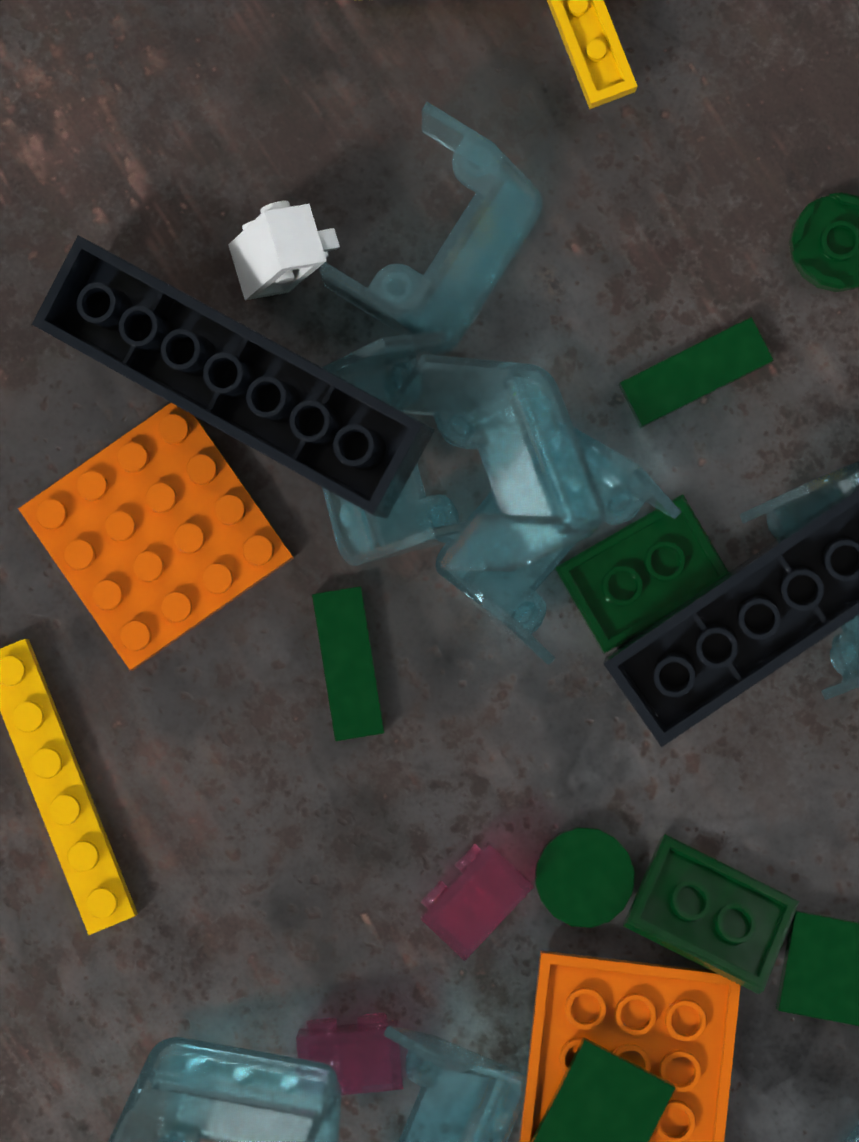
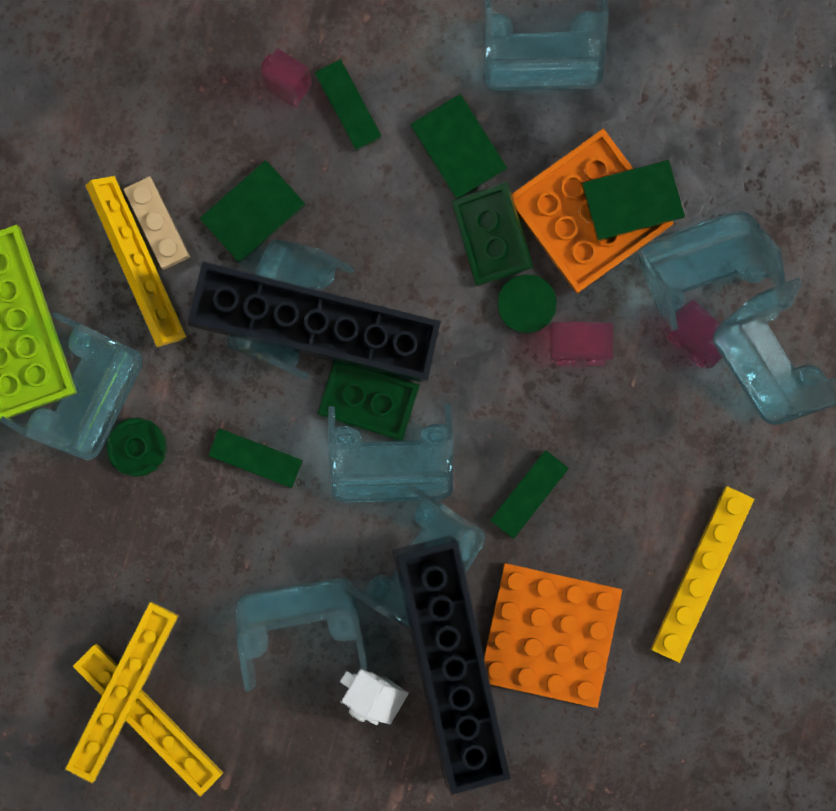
camera: 135 degrees left, 0 degrees up
(527, 451) = (362, 499): clear light blue windscreen -> none

